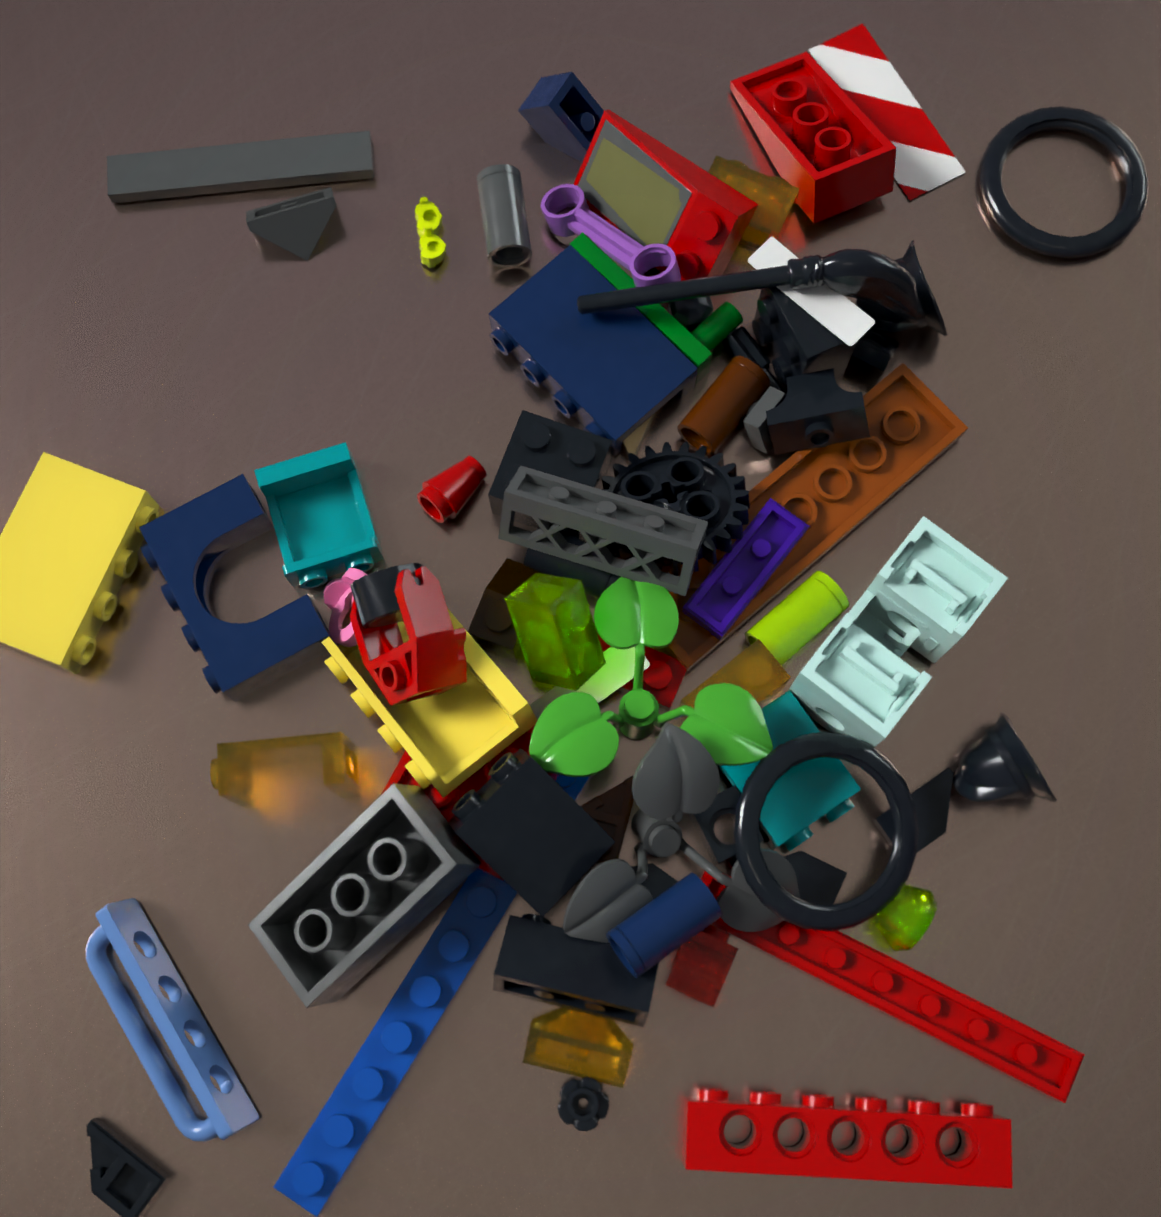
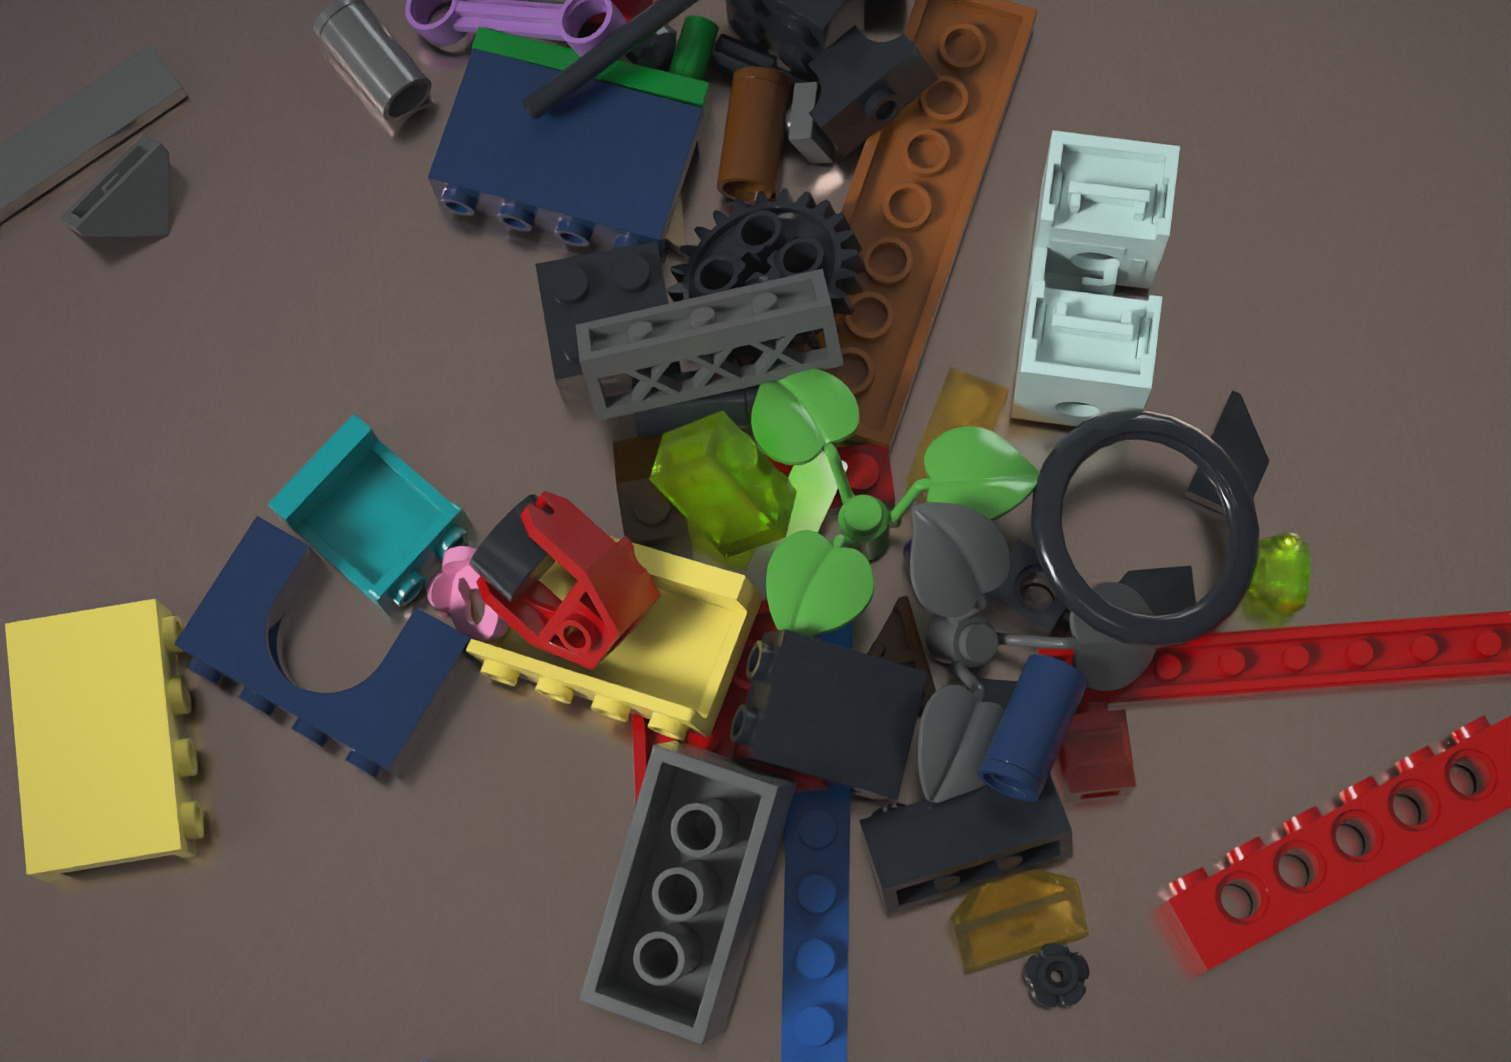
camera: 25 degrees left, 0 degrees up
(235, 760) = (504, 790): clear yellow panel -> none
(428, 226) = (285, 111): neon yellow piece -> none
(451, 489) = (503, 400): red cone -> none
(746, 569) = (889, 302): dark purple tile -> none
(799, 616) = (977, 318): lime pin -> none
(806, 789) = (1097, 503): teal panel -> none
(999, 768) = (1287, 358): black piece -> none

